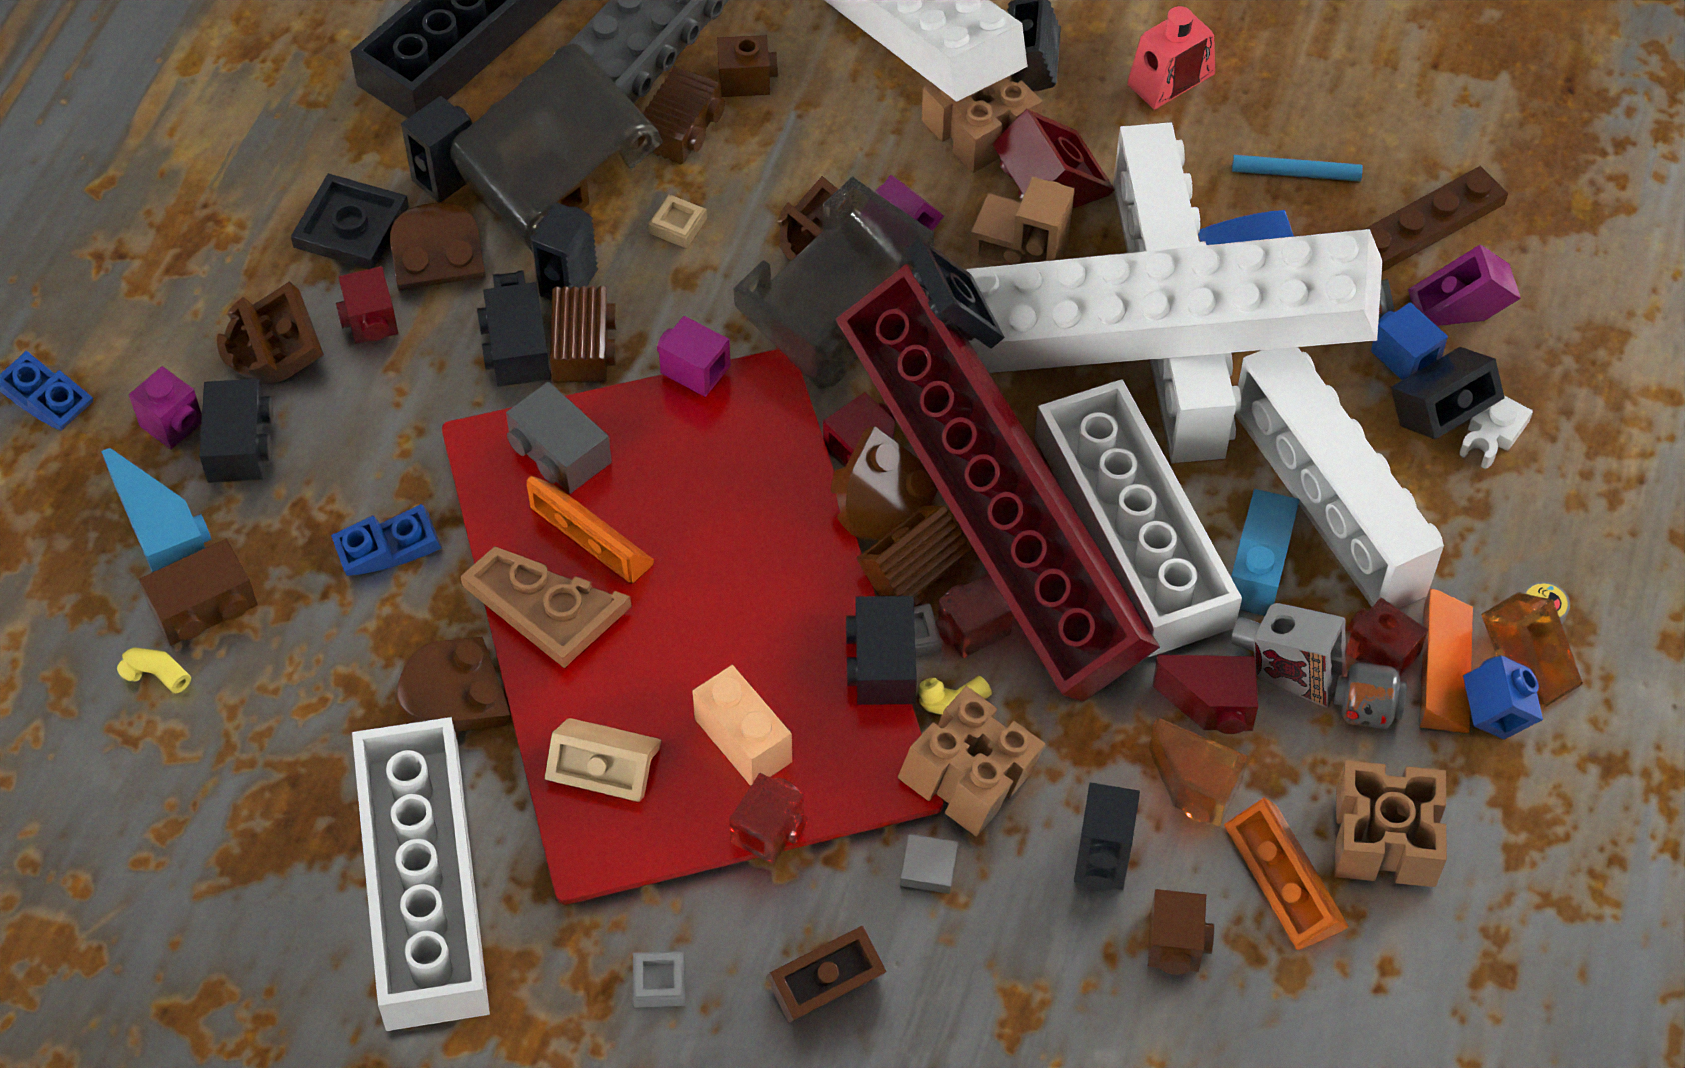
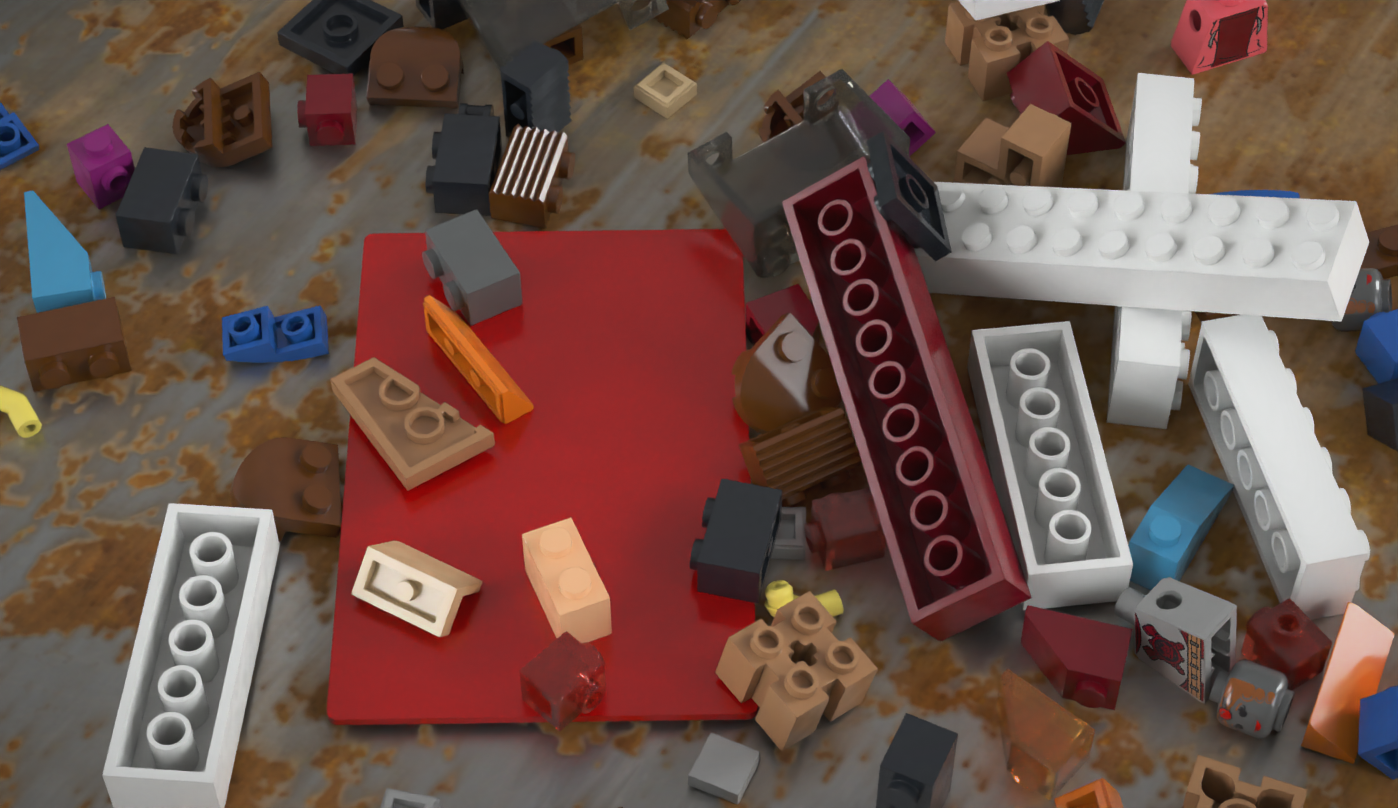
camera: 15 degrees right, 5 degrees down
(694, 355) = (633, 215): magenta brick -> none
(1297, 168) = (1327, 157): dark azure bar -> none

